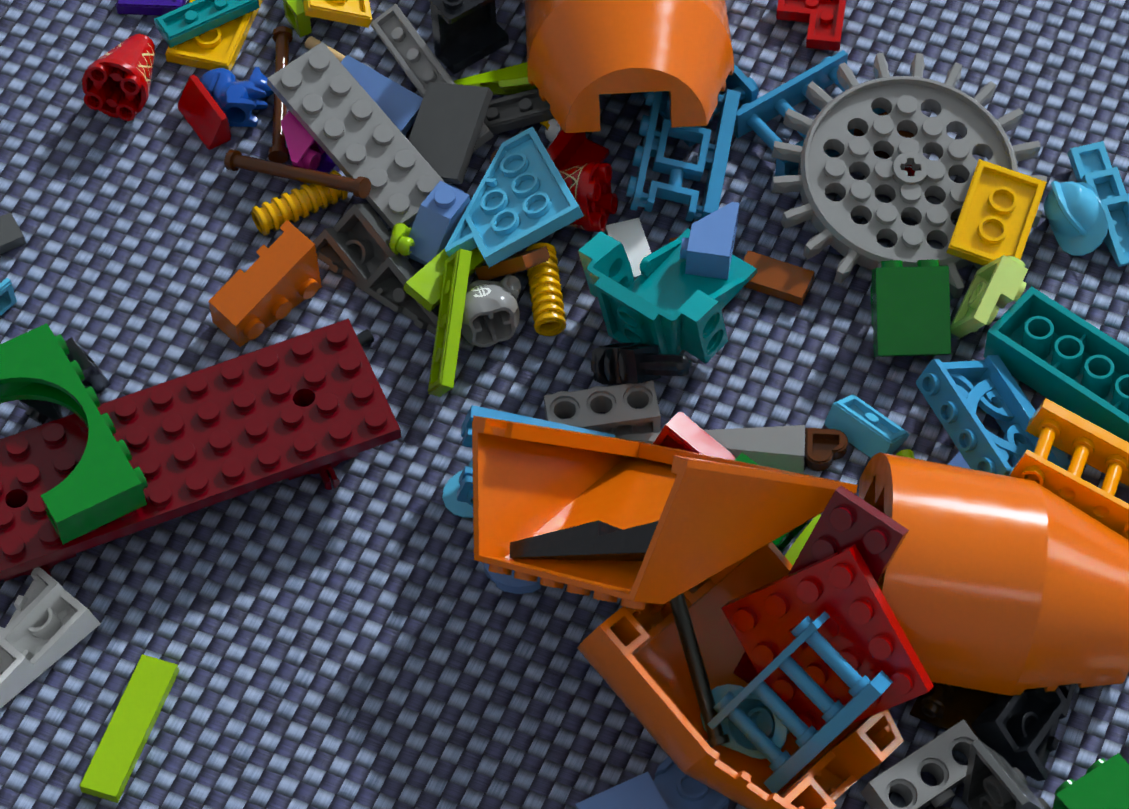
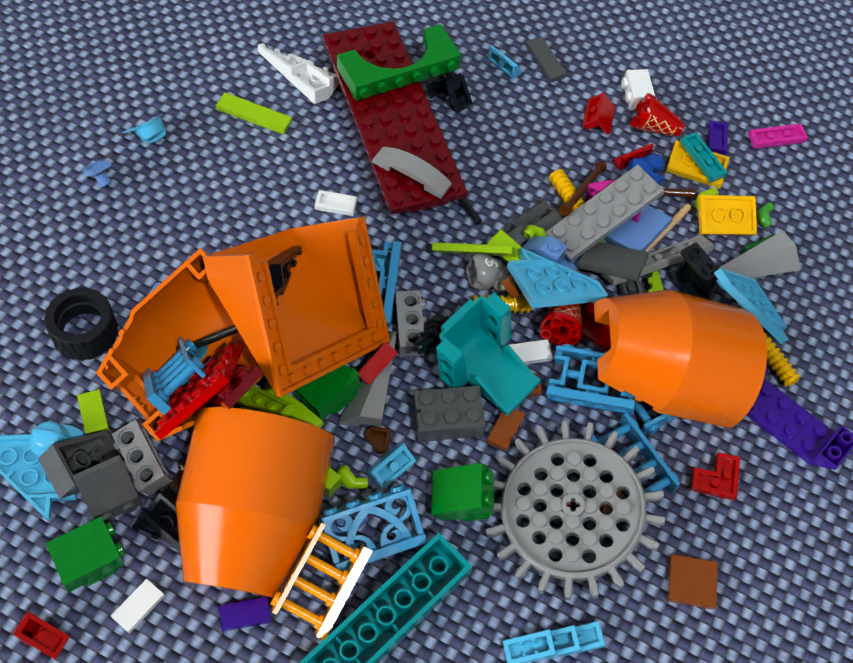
camera: 85 degrees right, 5 degrees up
(49, 102) = (636, 86): none -> white brick
(107, 164) = (599, 113): none -> red panel
(269, 288) = (508, 174): orange wedge -> none
(312, 394) = (414, 167): none -> light grey slope
(345, 560) = (336, 203): none -> white tile
(711, 243) = (522, 386): medium blue slope -> none
(769, 343) = (448, 413): none -> dark grey piece
(983, 49) = (692, 581): none -> dark orange tile
(990, 289) = (470, 542): yellowish green plate -> none
(996, 214) = (534, 556): yellow tile -> none
(1076, 217) = (543, 615): medium azure piece -> none

